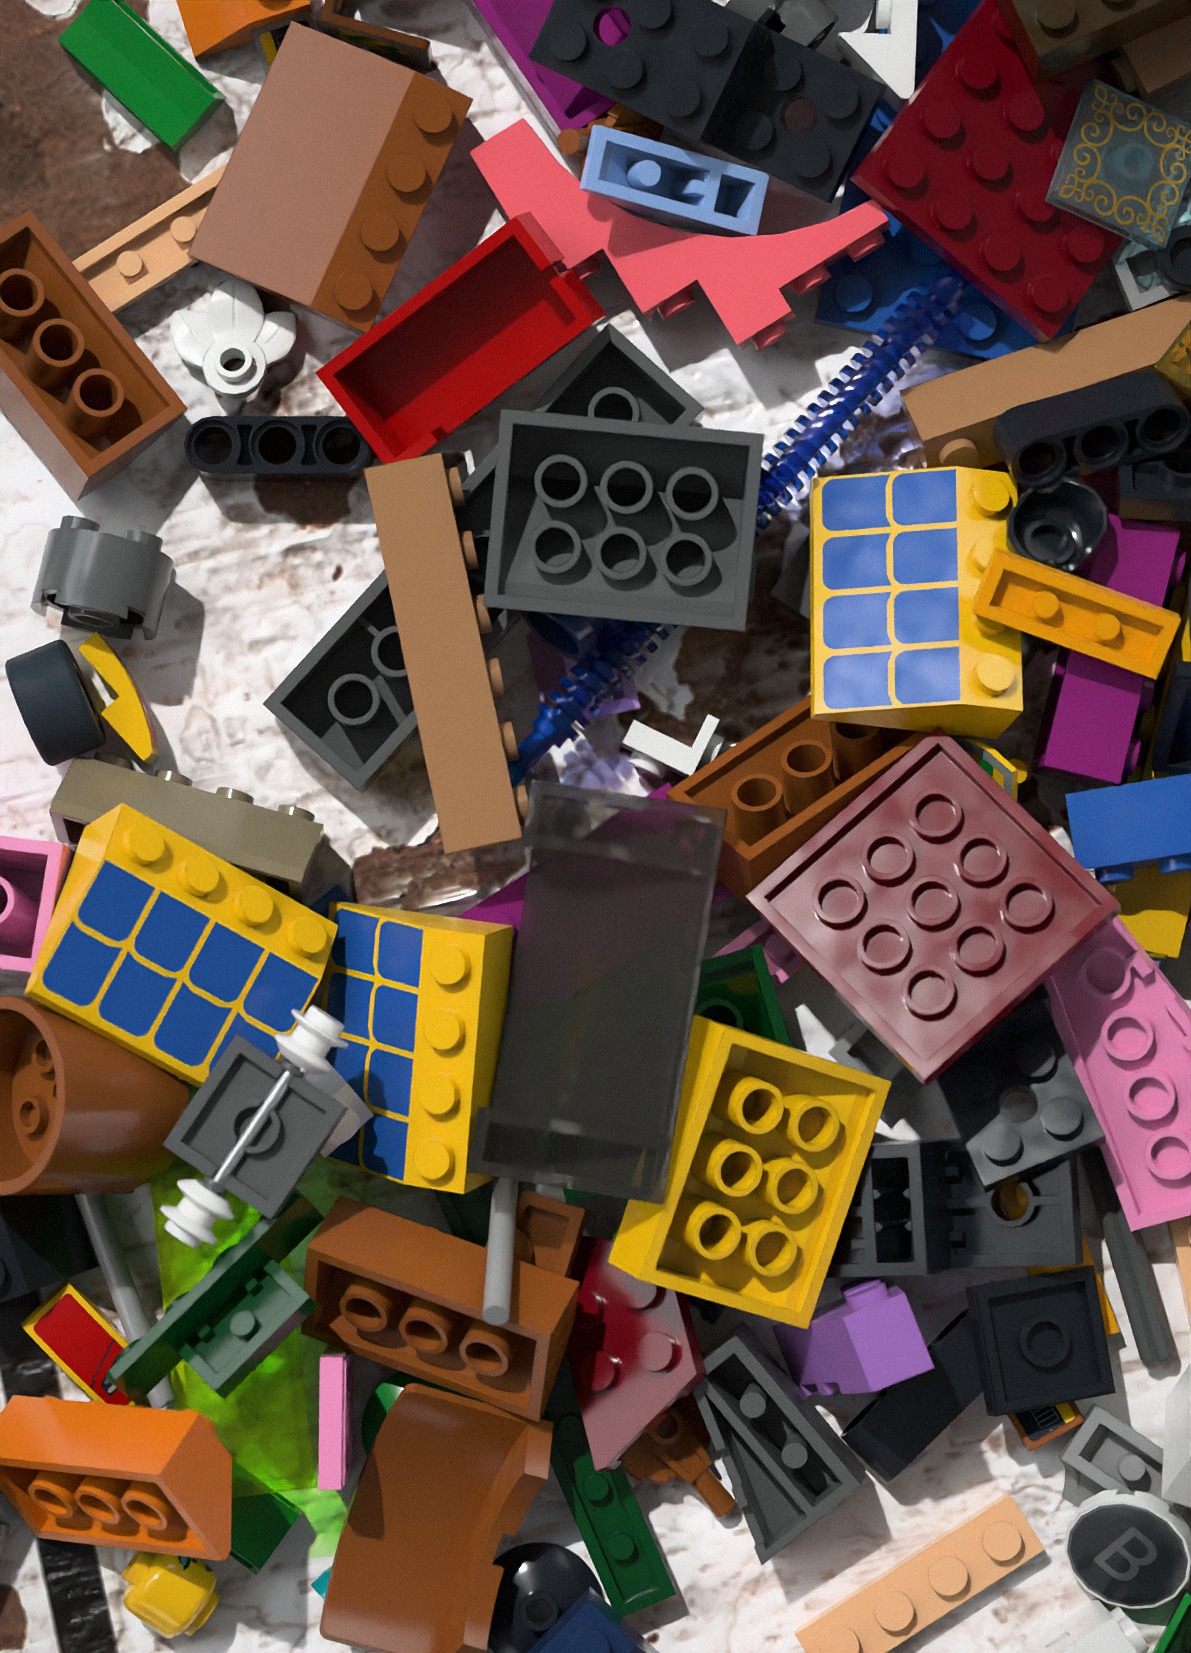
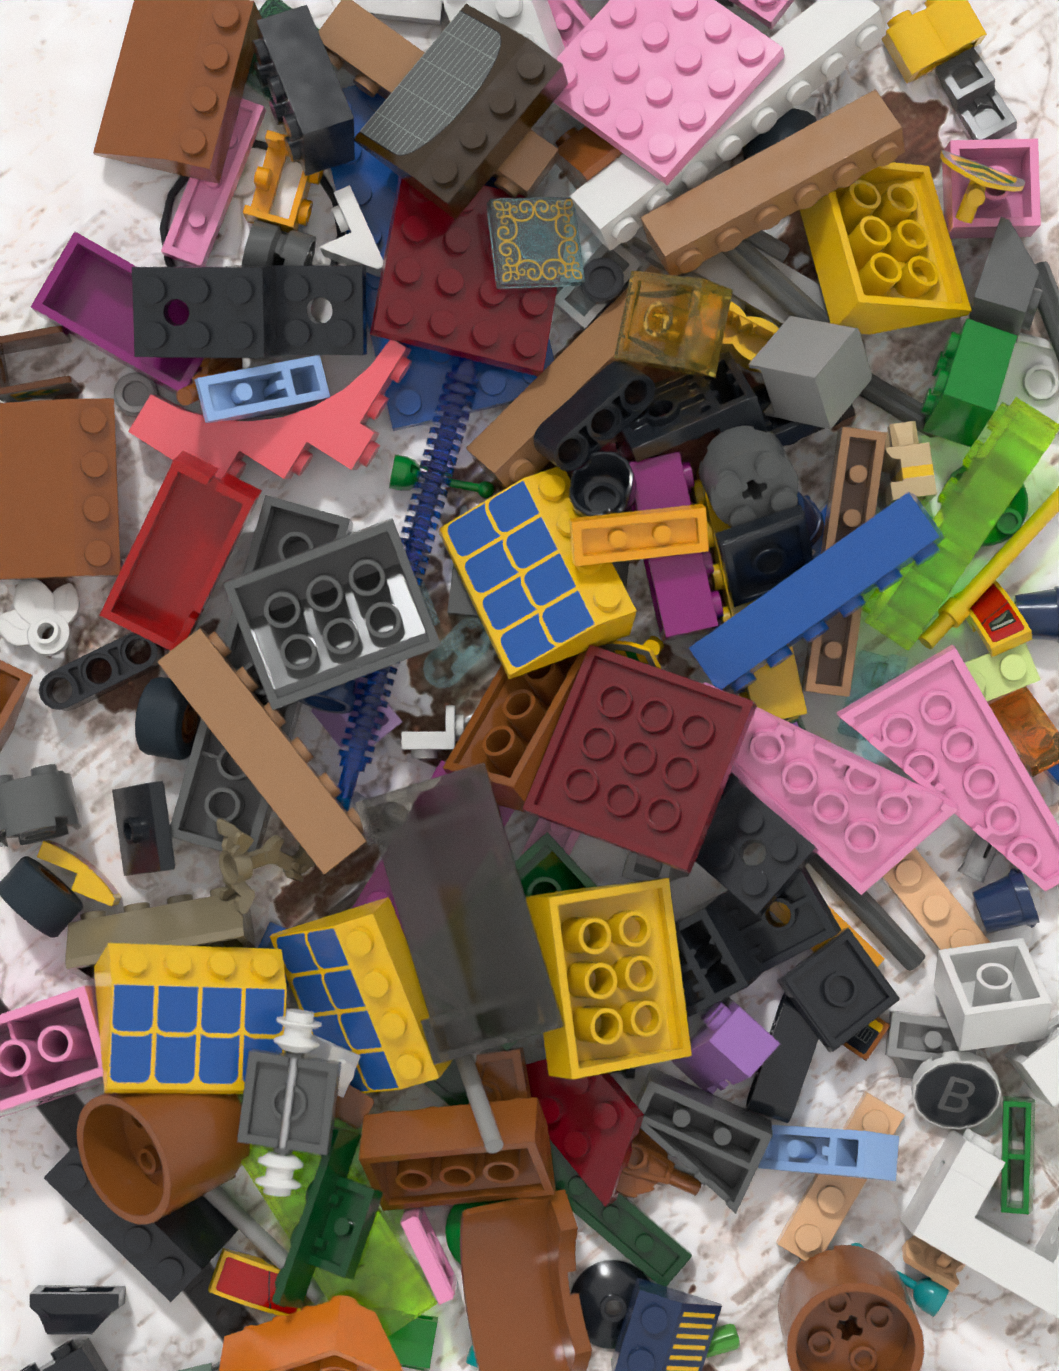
camera: 25 degrees left, 0 degrees up
(234, 680) = (143, 828): none -> black plate
(329, 1179) = (353, 1107): none -> dark orange slope
(333, 554) = (165, 721): none -> black wheel
(337, 787) = (238, 864): none -> dark tan piece
(498, 105) = (133, 392): none -> light grey tile
(751, 639) = (449, 646): none -> clear light blue beam
(802, 386) = (406, 469): none -> green hinge
(927, 1548) = (832, 1152): none -> light blue slope

